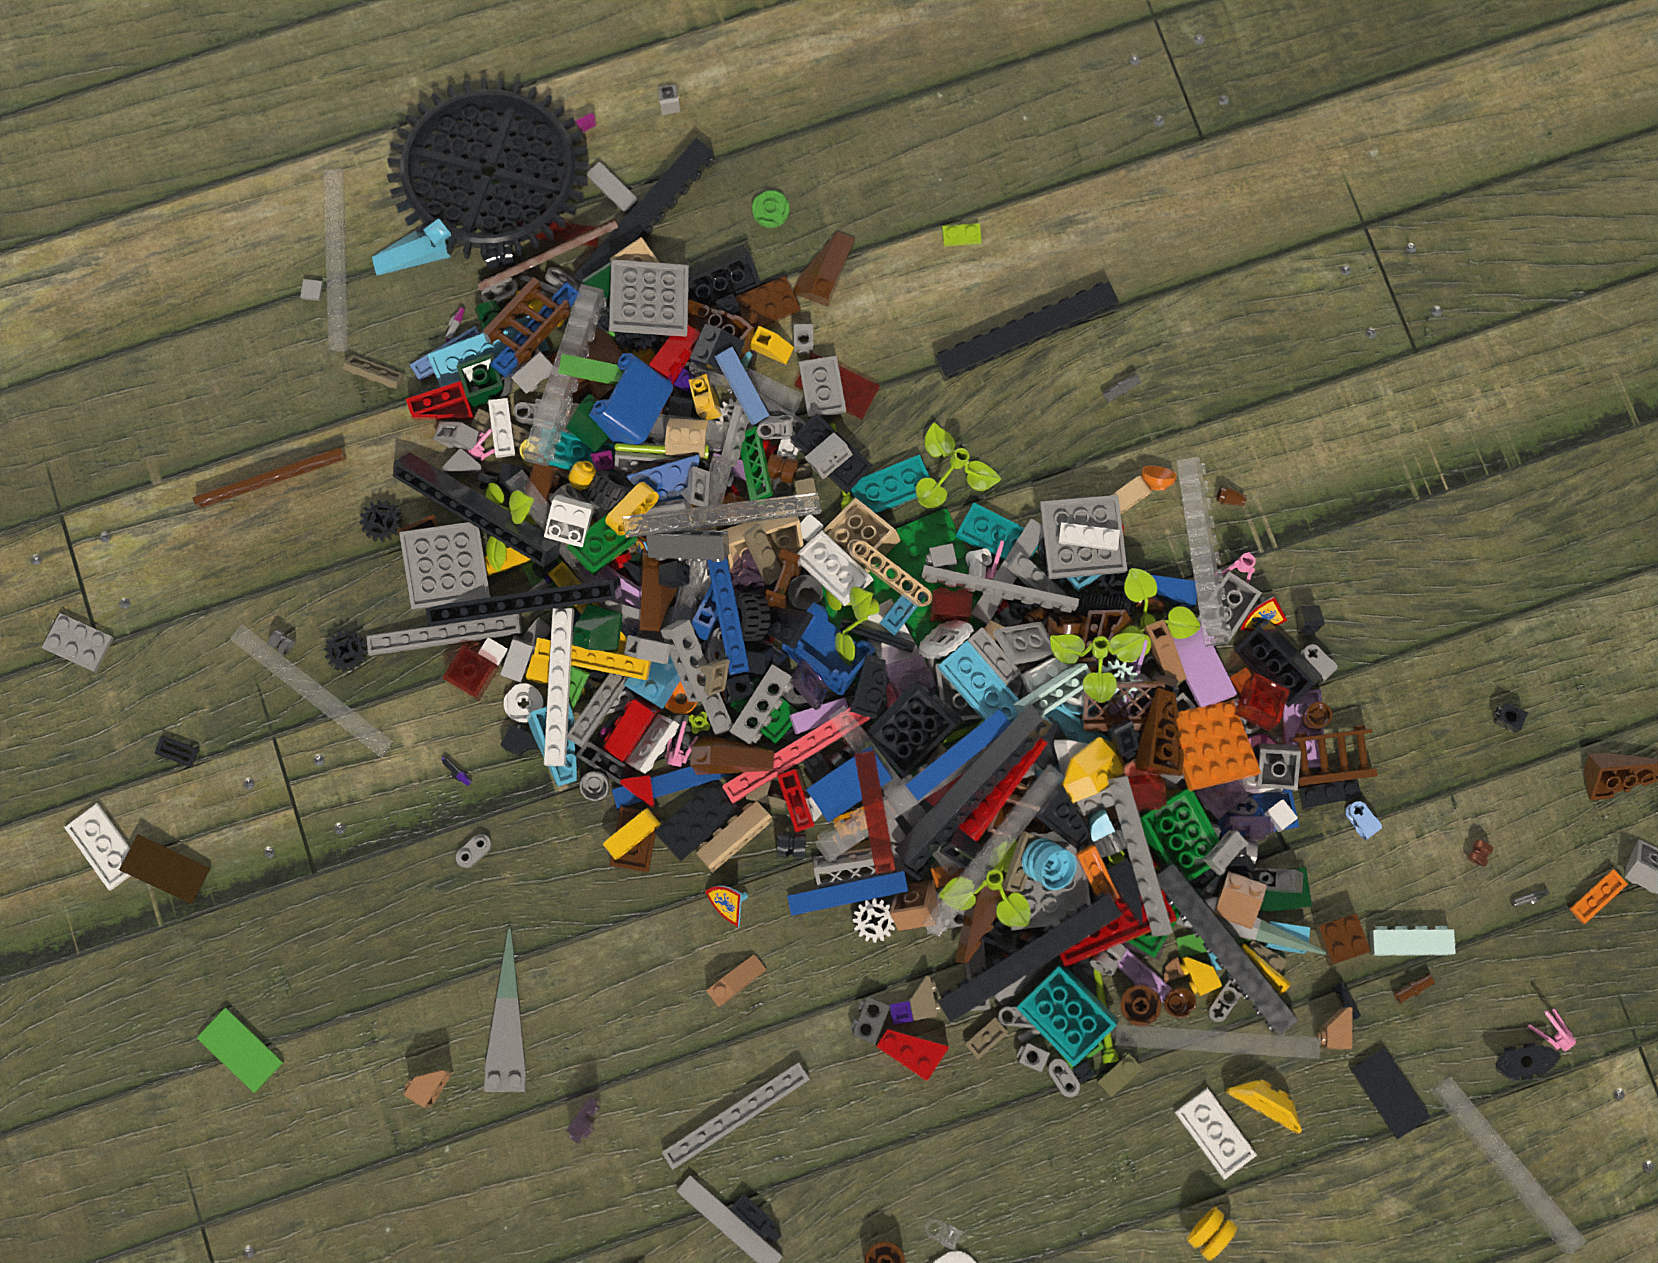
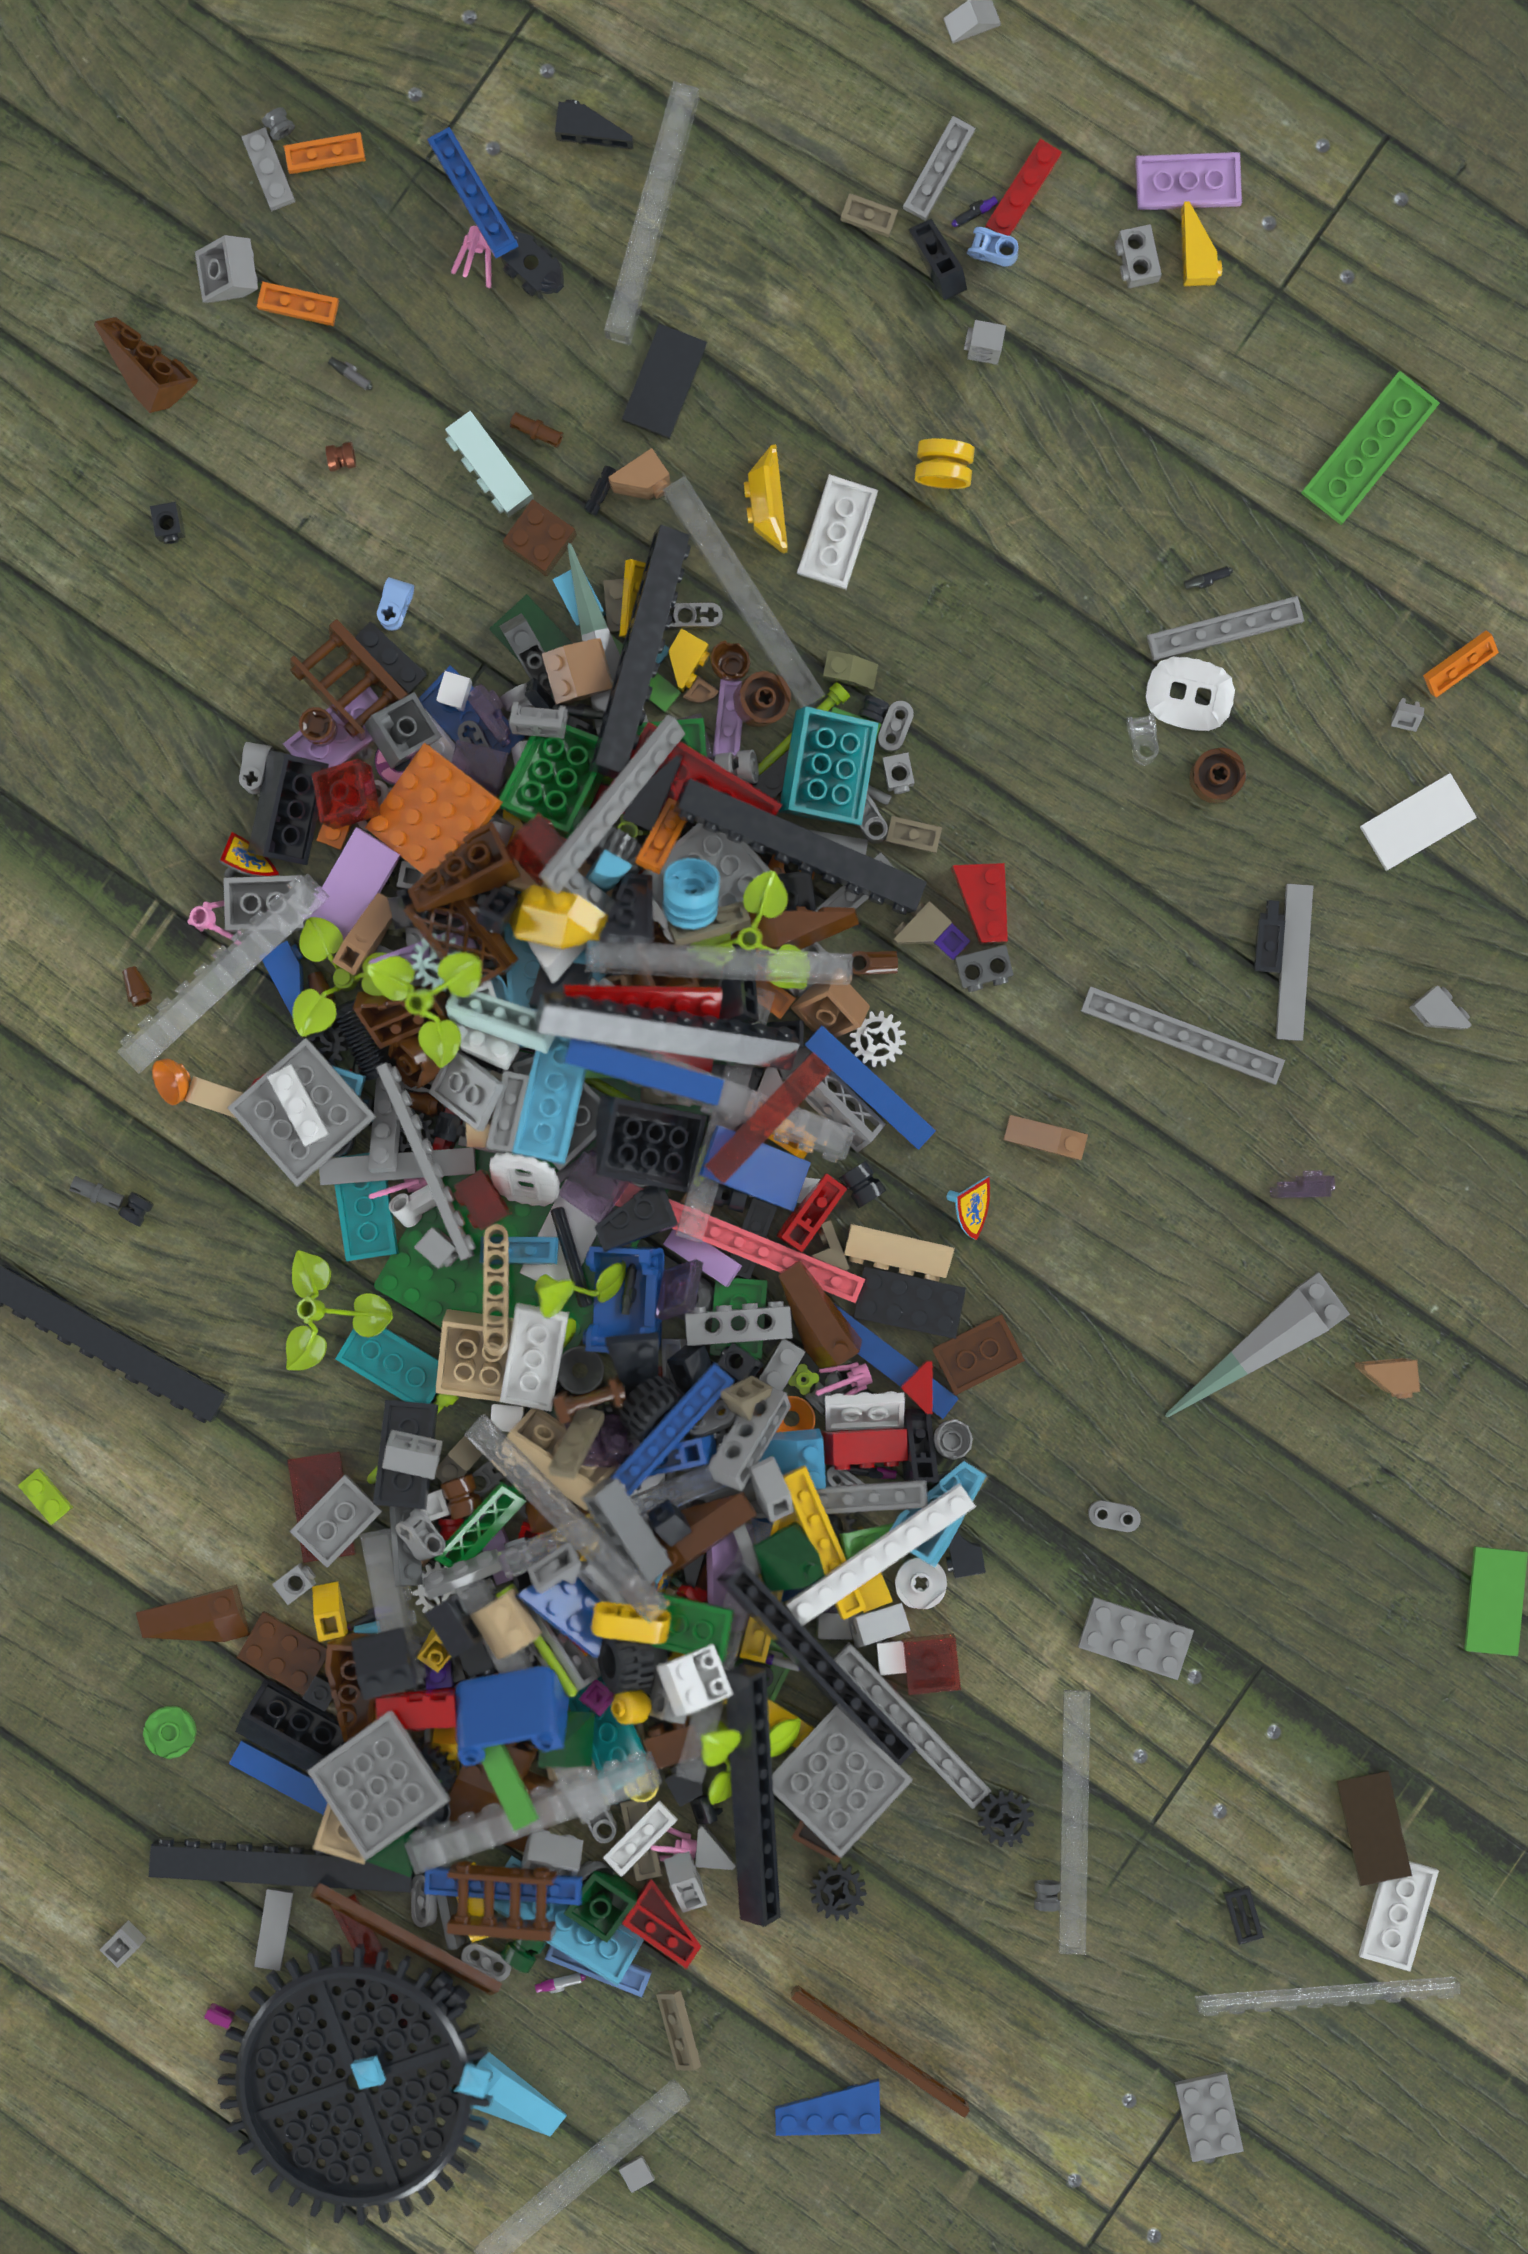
camera: 125 degrees left, 10 degrees up
(85, 772) = (1317, 1996): none -> clear plate
(252, 431) = (833, 2113): none -> blue wing
(390, 809) = (1135, 1638): none -> light grey plate
(456, 772) = (1046, 1598): piece -> none
(489, 178) = (368, 2072): none -> medium azure tile
(631, 834) = (976, 1360): yellow beam -> none
(701, 250) = (278, 1775): none -> blue tile
(708, 407) = (454, 1625): none -> black hinge
(741, 385) = (404, 1607): medium blue tile -> none
(831, 656) = (630, 1291): none -> black piece
(922, 954) = (877, 963): none -> reddish brown piece
(1095, 403) = (136, 1209): none -> black wheel
(1309, 619) = (214, 807): black slope -> none
(1595, 1162) = (583, 125): none -> black slope
(1597, 1057) = (472, 192): none -> blue tile

